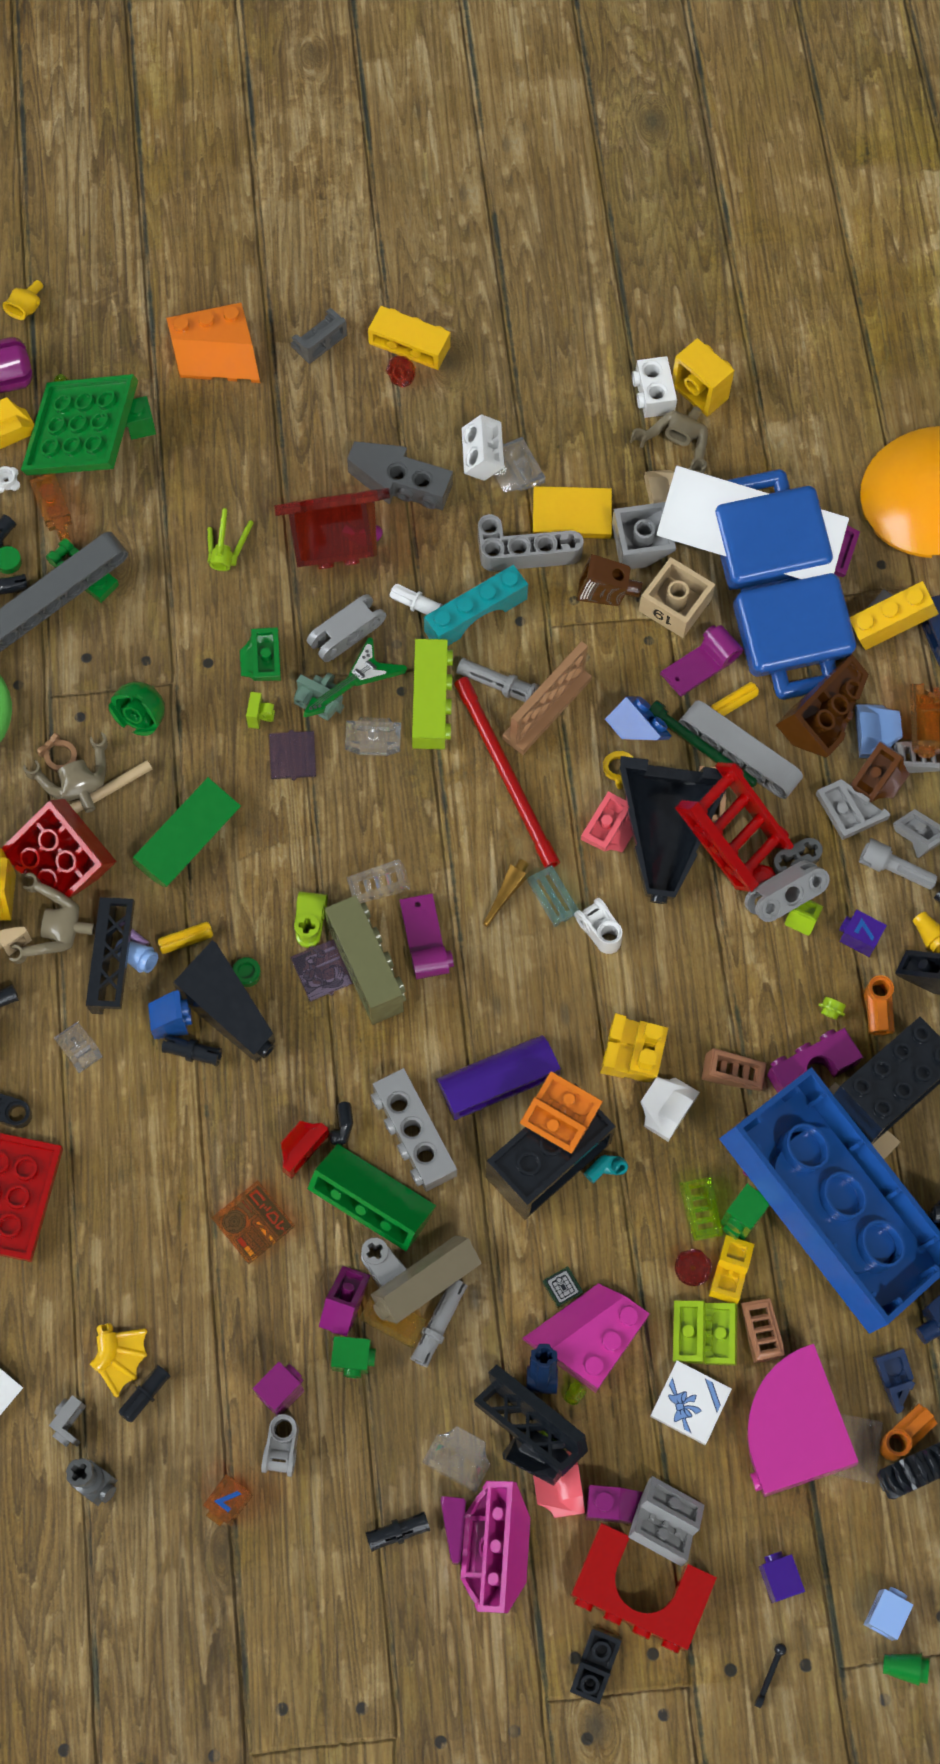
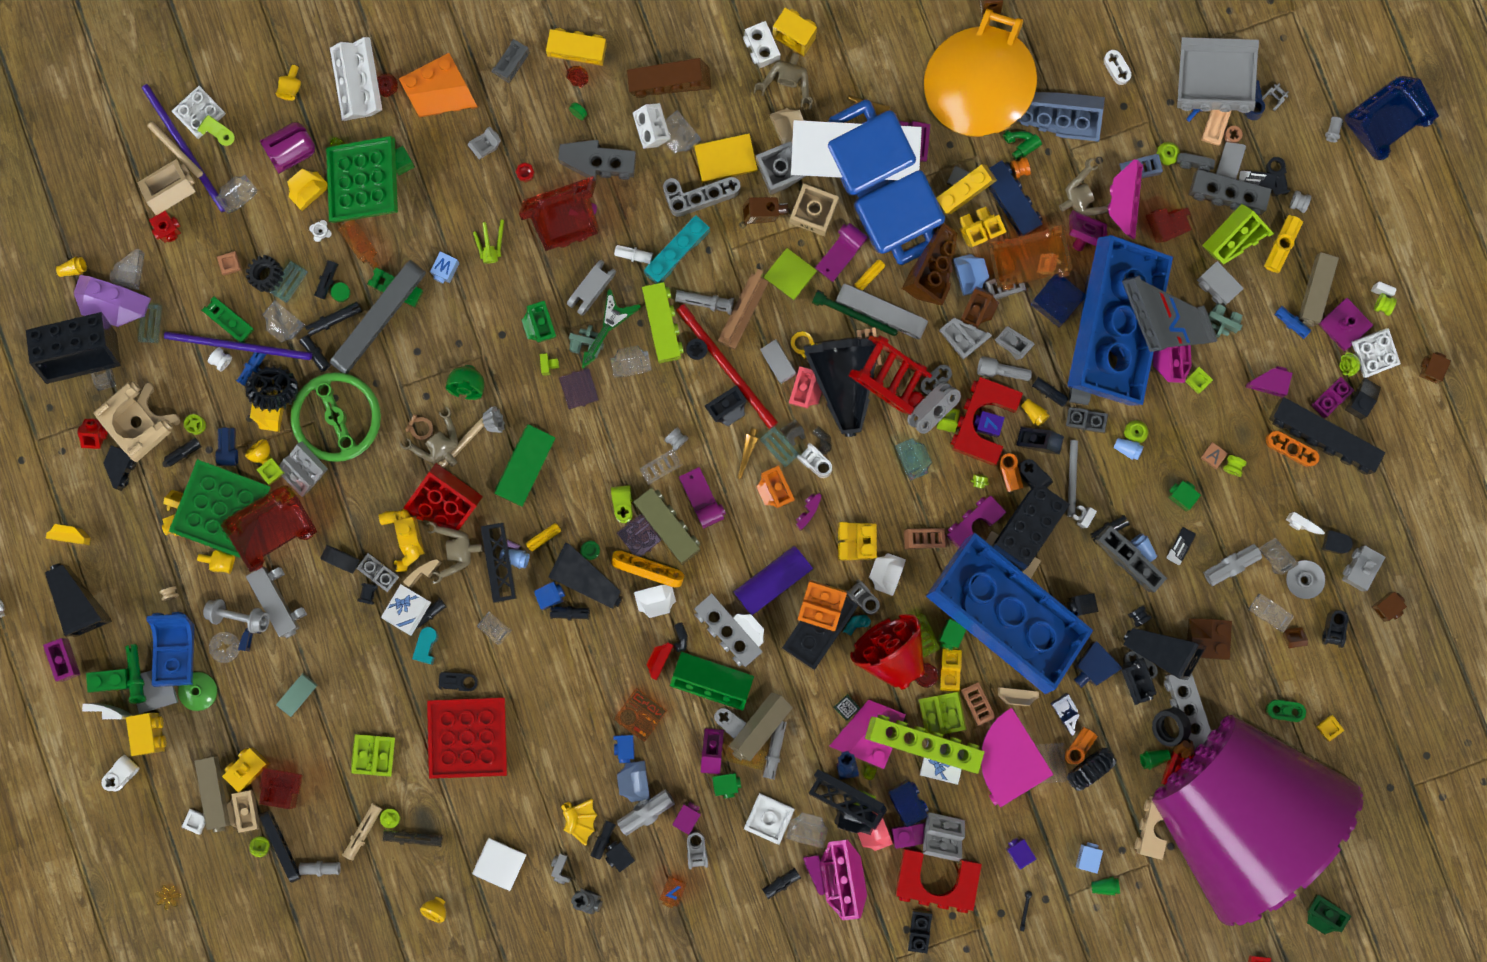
camera: 15 degrees left, 15 degrees up
(112, 314) = (356, 79): none -> white slope
(146, 335) = (392, 86): none -> clear red plate
(155, 559) = (444, 268): none -> light blue brick
(161, 1424) = (619, 856): none -> black brick
(162, 764) = (493, 420): none -> light grey piece
(215, 1318) = (634, 781): none -> sand blue slope
(216, 1262) = (624, 748): none -> blue brick
(220, 1367) = (645, 812): none -> light grey piece
(256, 423) = (485, 143): none -> light grey bracket
(298, 469) = (525, 172): none -> red tile
(320, 1015) = (667, 575): none -> light orange beam
(320, 1060) = (655, 600): none -> white slope
(390, 412) = (578, 111): none -> green tile
(404, 1426) = (769, 818): none -> white tile
(410, 849) = (676, 439): none -> light grey wheel
(450, 1131) = (751, 627): none -> white slope
(469, 737) = (696, 349): none -> black hat
(493, 823) = (727, 407): none -> black slope
(523, 397) = (669, 78): none -> reddish brown wedge
(532, 948) = (774, 488): none -> orange slope
(575, 876) = (791, 431): none -> clear smoke tile
(579, 985) = (811, 506): none -> magenta slope
(580, 780) = (778, 361): none -> light grey slope
(620, 902) = (825, 440): none -> clear smoke arm
(622, 1450) = (907, 802): none -> clear blue brick
(624, 672) = (790, 274): none -> lime slope
(626, 1130) = (862, 597): none -> light grey piece
(636, 722) = (808, 311): slope -> none
(651, 1216) = (892, 651): none -> red cone
(738, 1401) = (877, 733): none -> lime brick
(741, 954) = (913, 458): none -> clear light blue slope
(825, 1332) = (1017, 697): none -> tan slope
(864, 891) = (967, 440): none -> red arch
(899, 673) = (982, 230): none -> yellow hips
(907, 1016) = (1034, 474): none -> black piece

